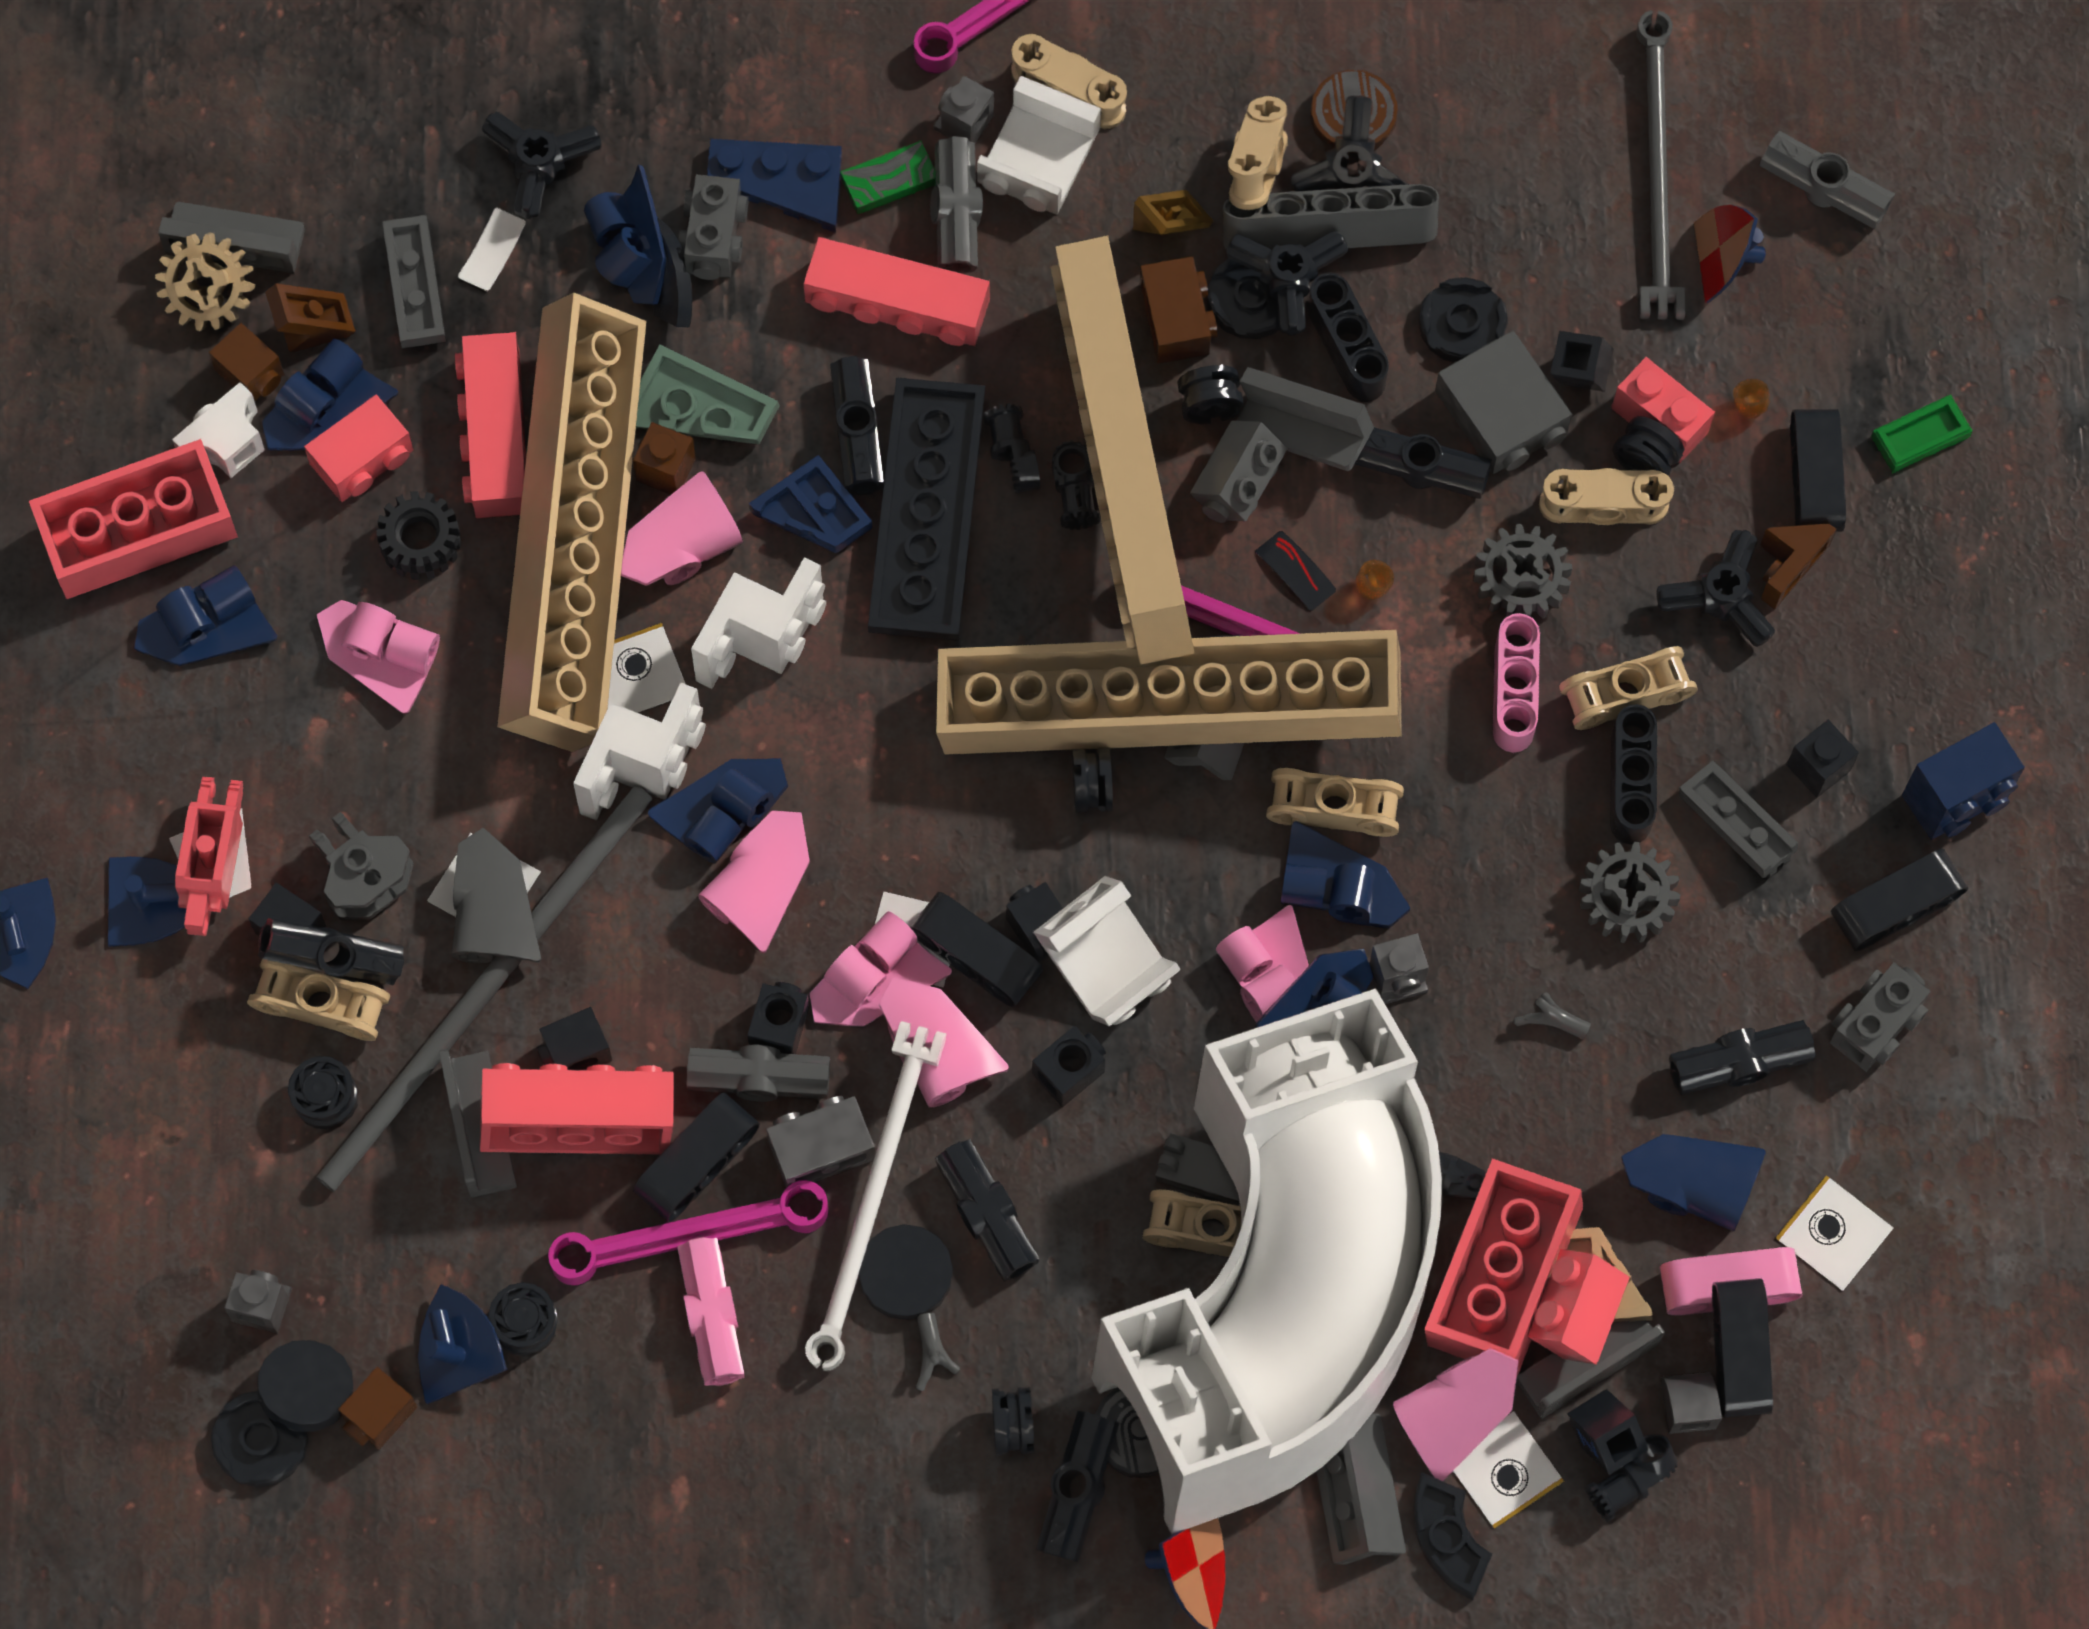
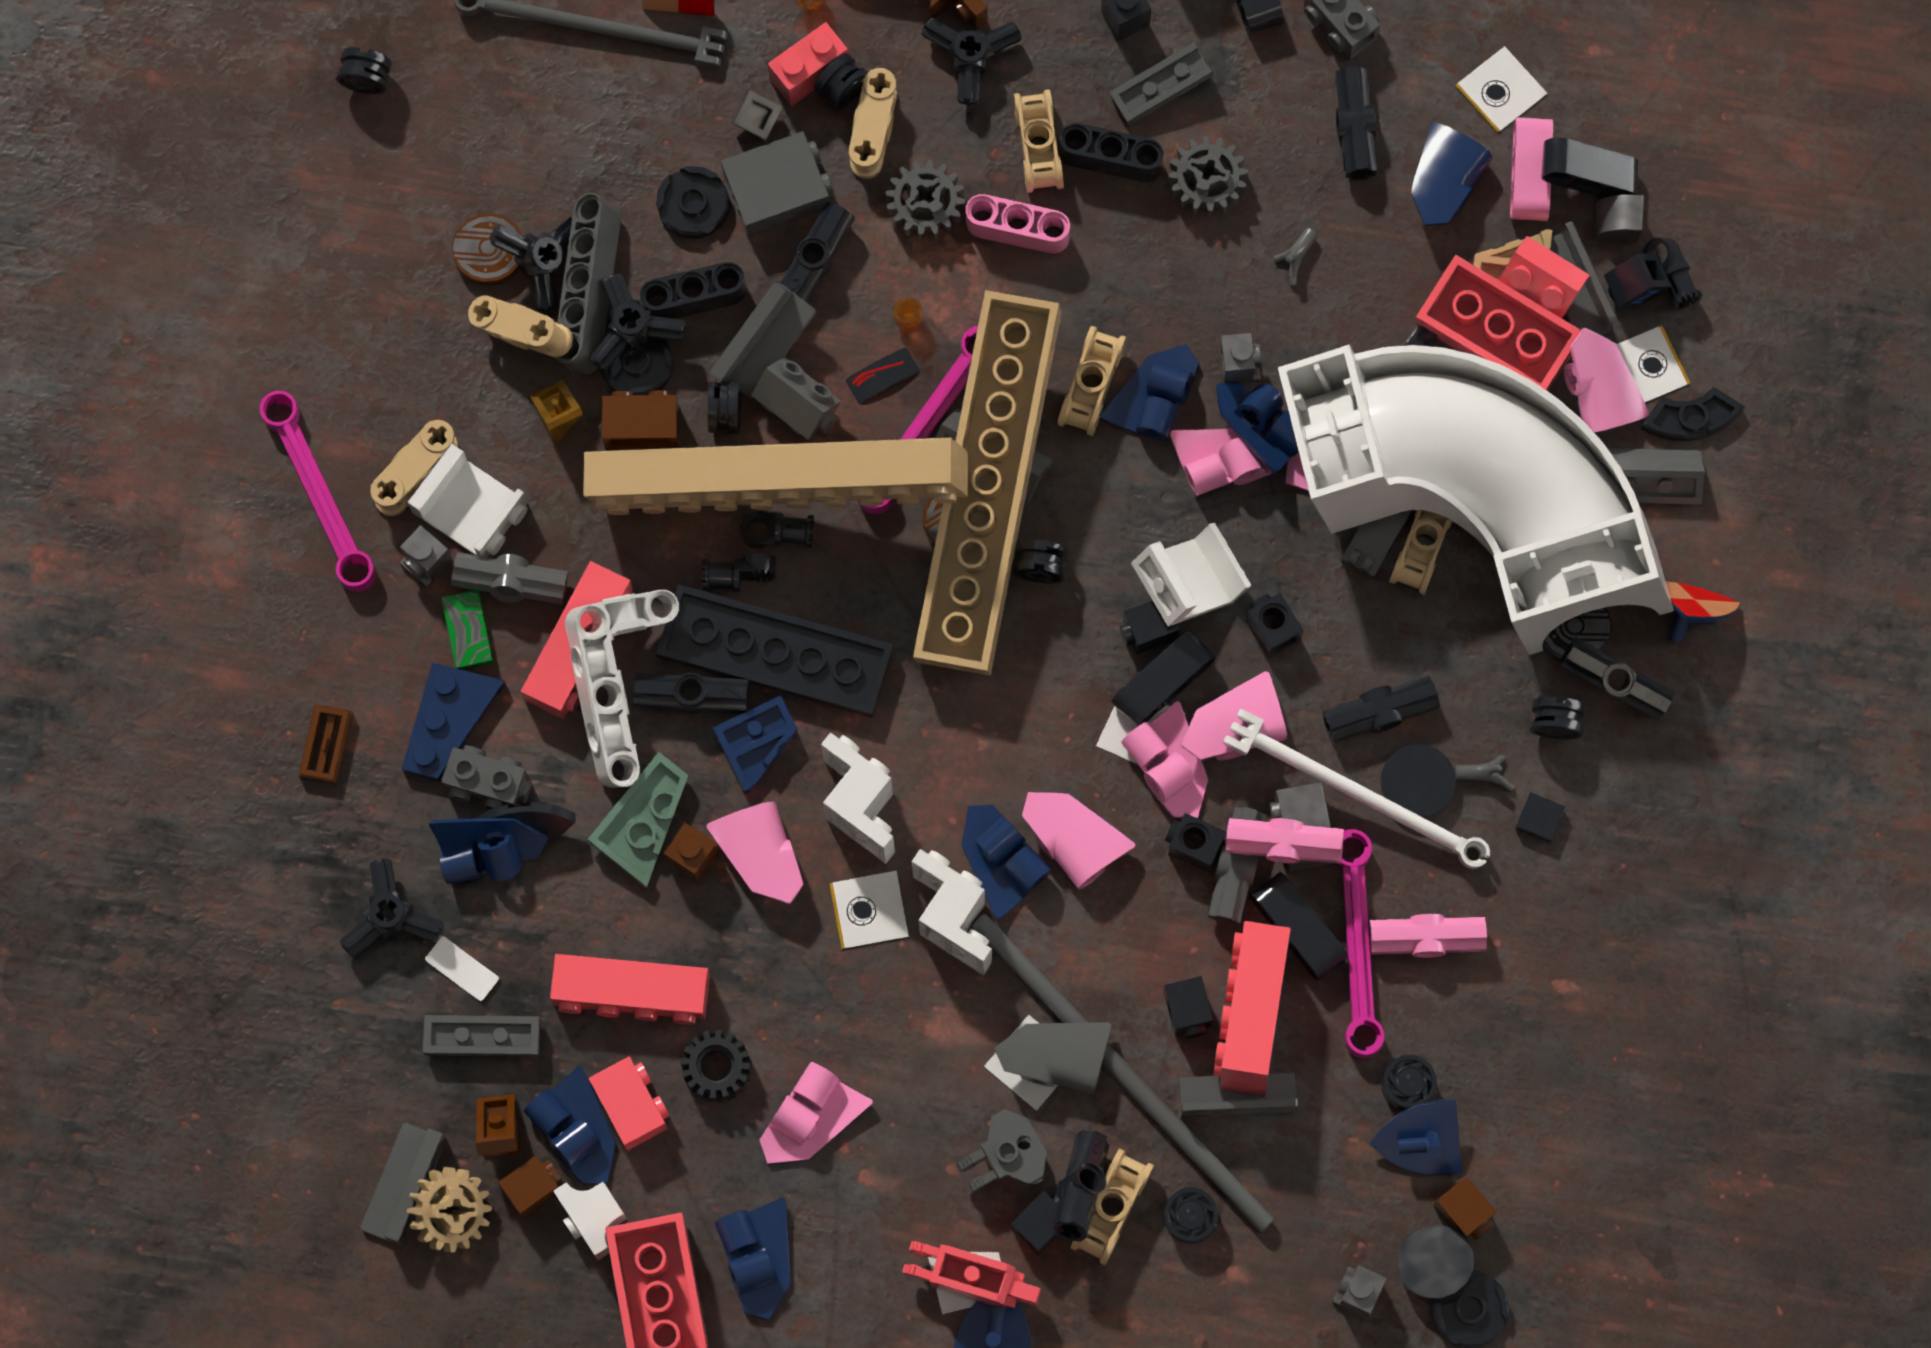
camera: 75 degrees left, 5 degrees up
(572, 523) = (738, 932): tan brick -> none
(726, 64) = (319, 775): none -> reddish brown tile
(787, 1110) = (1284, 840): none -> bright pink piece
(857, 308) = (596, 667): none -> white beam
(887, 1426) = (1540, 817): none -> black tile

